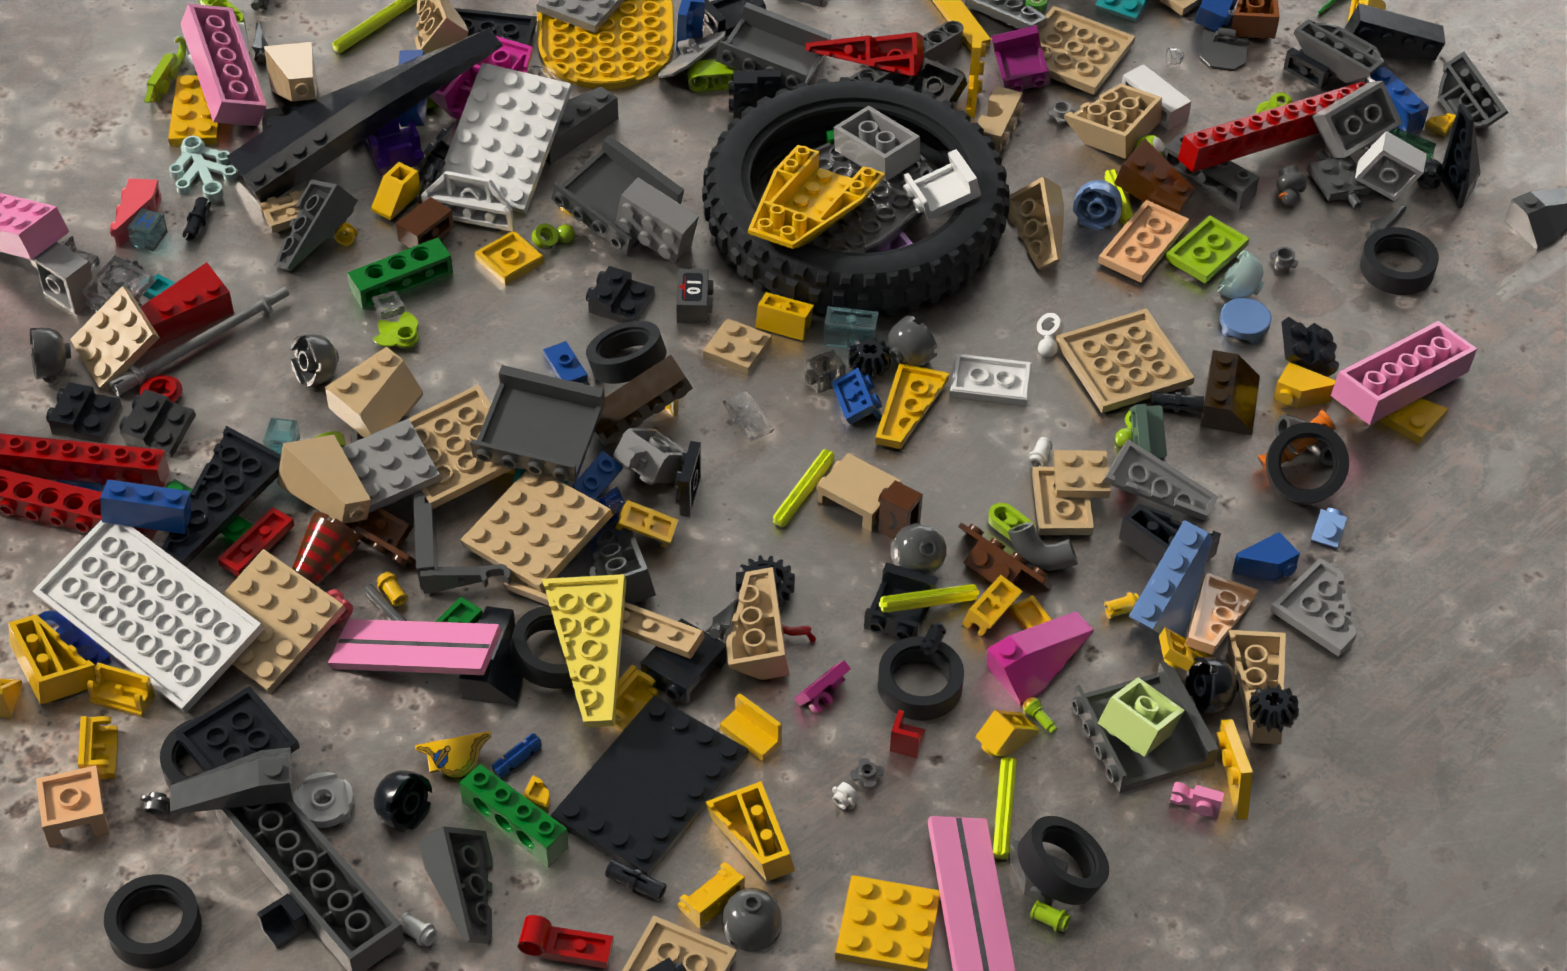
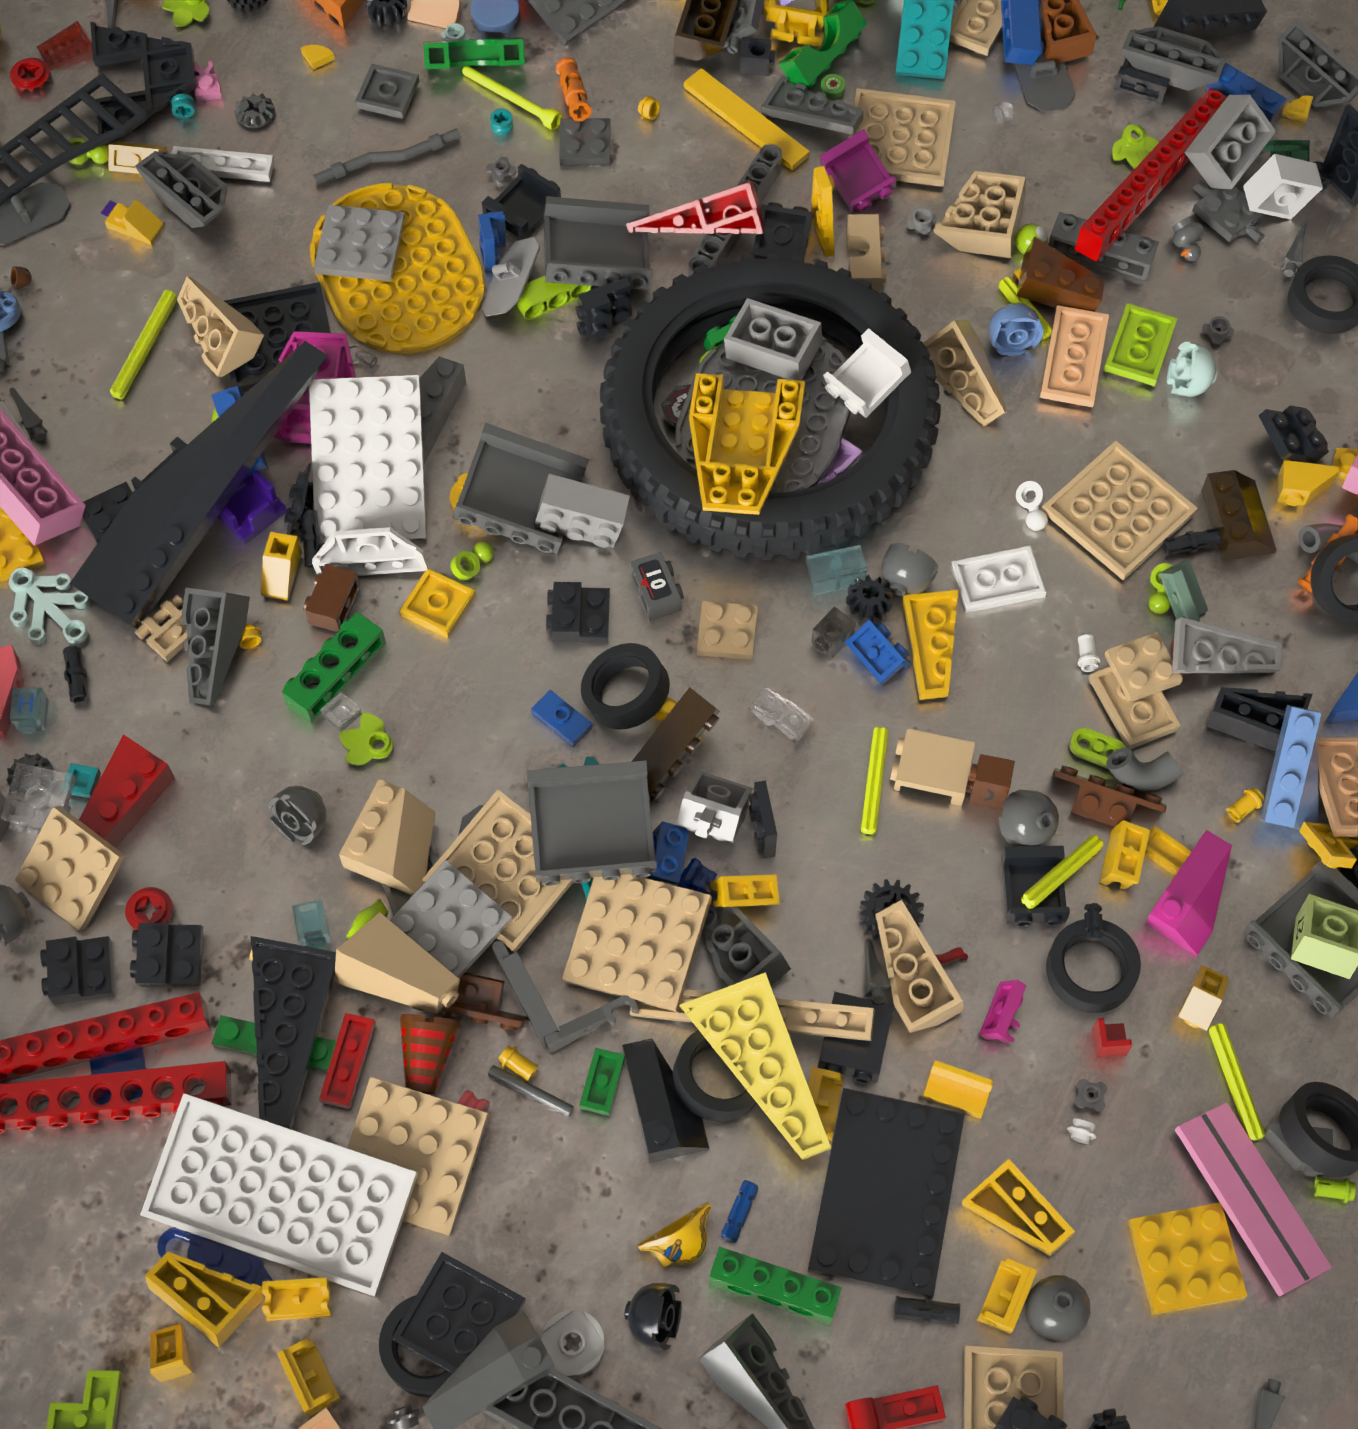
camera: 20 degrees left, 15 degrees up
(137, 375) = (114, 900): light grey bar -> none
(145, 506) = (224, 1079): blue brick -> none
(292, 70) = (96, 455): tan slope -> none
(415, 646) = (583, 1131): bright pink tile -> none
(538, 793) = (781, 1248): yellow tile -> none
(784, 316) = (761, 578): yellow hinge -> none
(1033, 707) = (1212, 955): lime piece -> none
(1174, 104) = (996, 158): white brick -> none
(1245, 319) = (1213, 417): medium blue tile -> none

